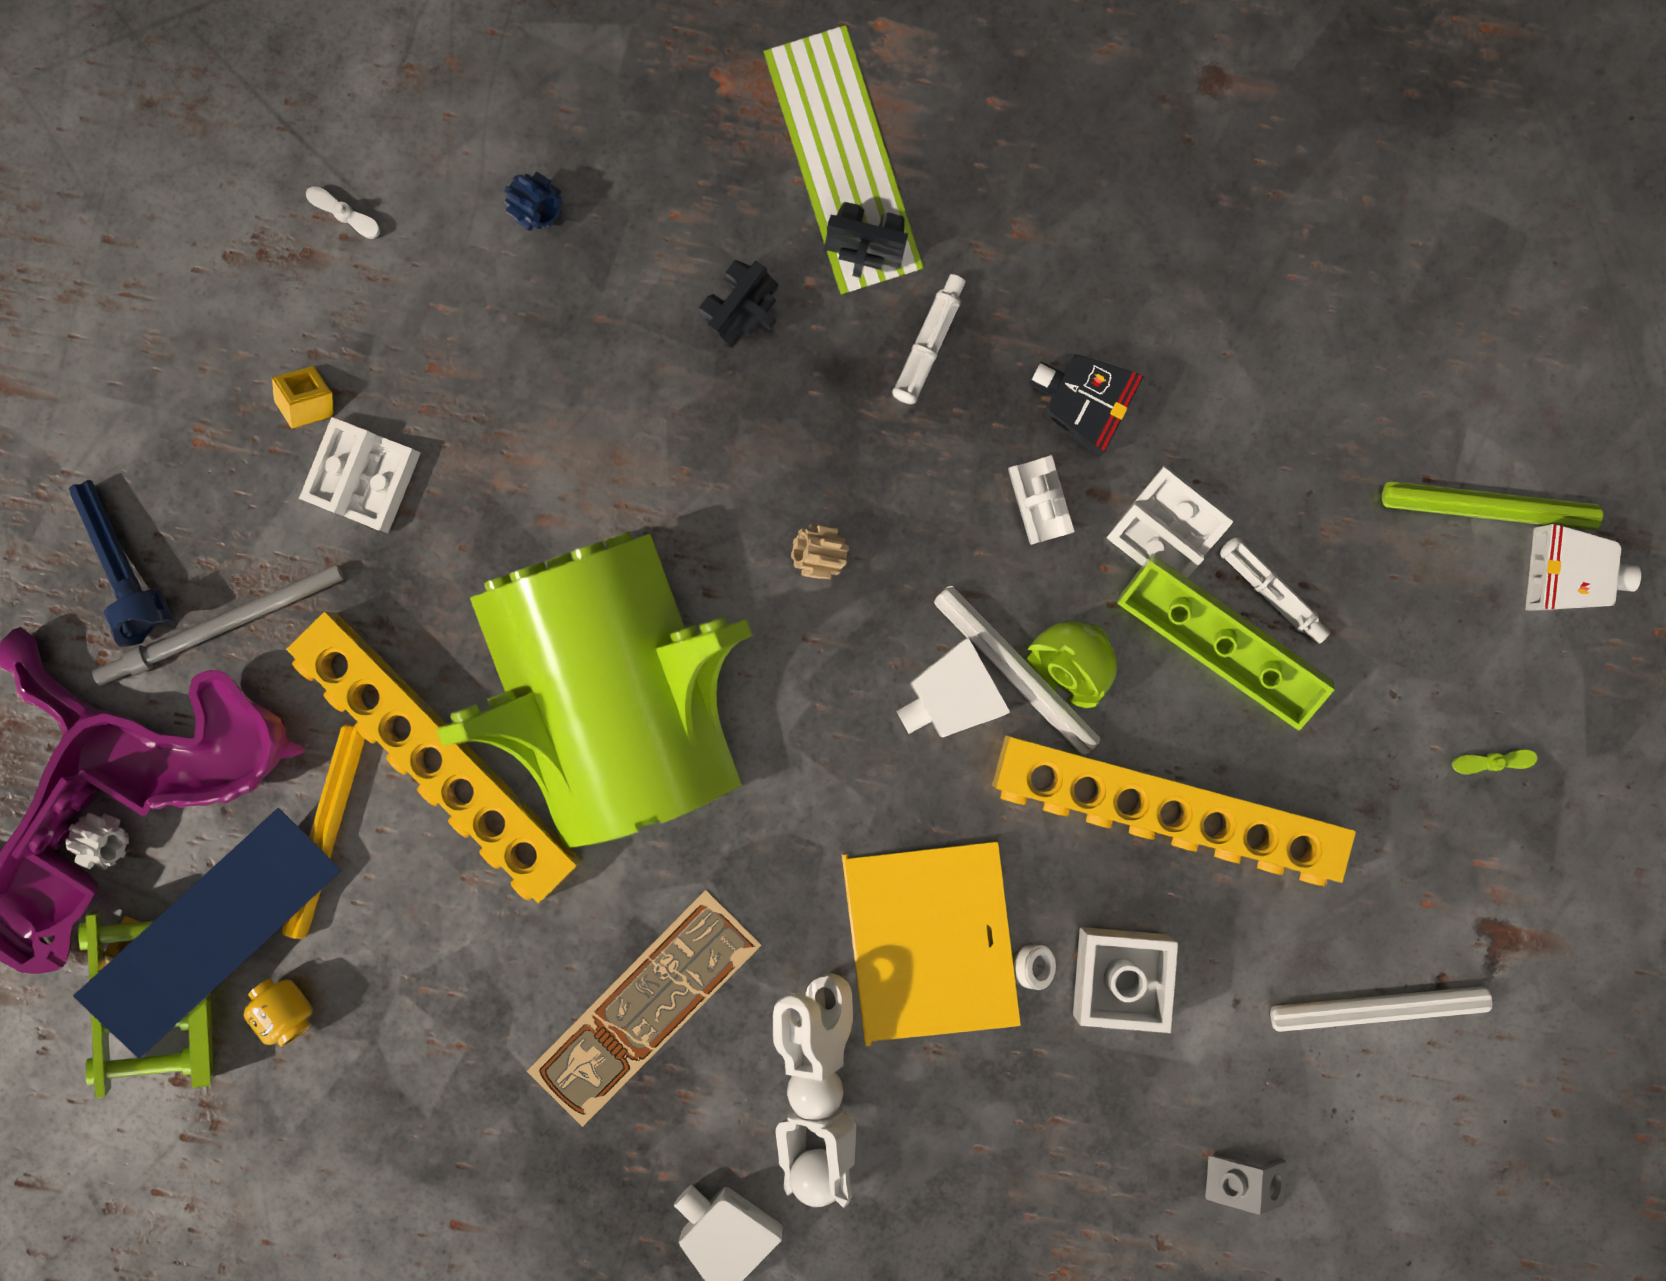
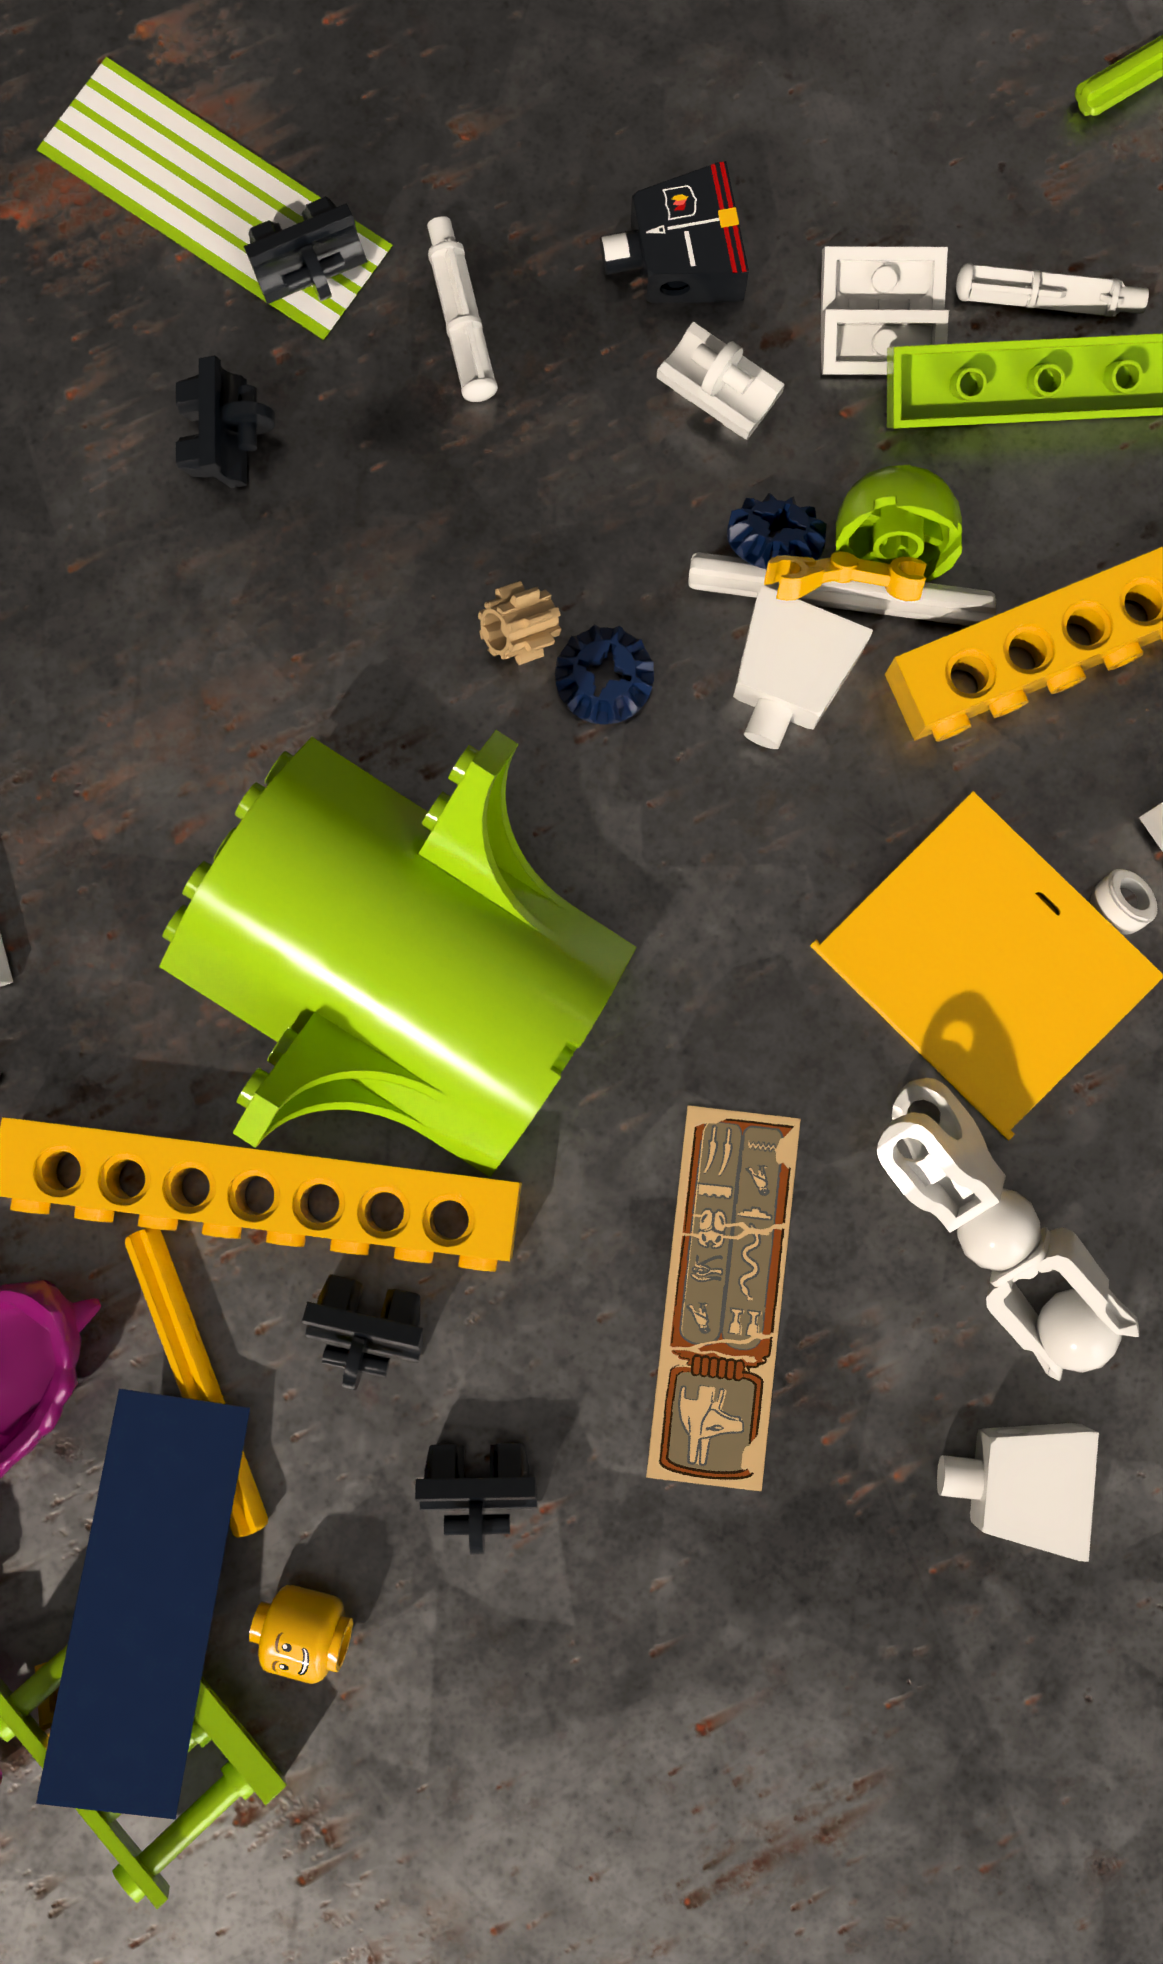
camera: 35 degrees left, 5 degrees down
(414, 995) = (448, 1490): none -> black hips
(423, 860) = (337, 1322): none -> black hips
(826, 610) = (619, 698): none -> dark blue gear
(996, 651) = (802, 575): none -> yellow piece
(1005, 629) = (751, 527): none -> dark blue gear

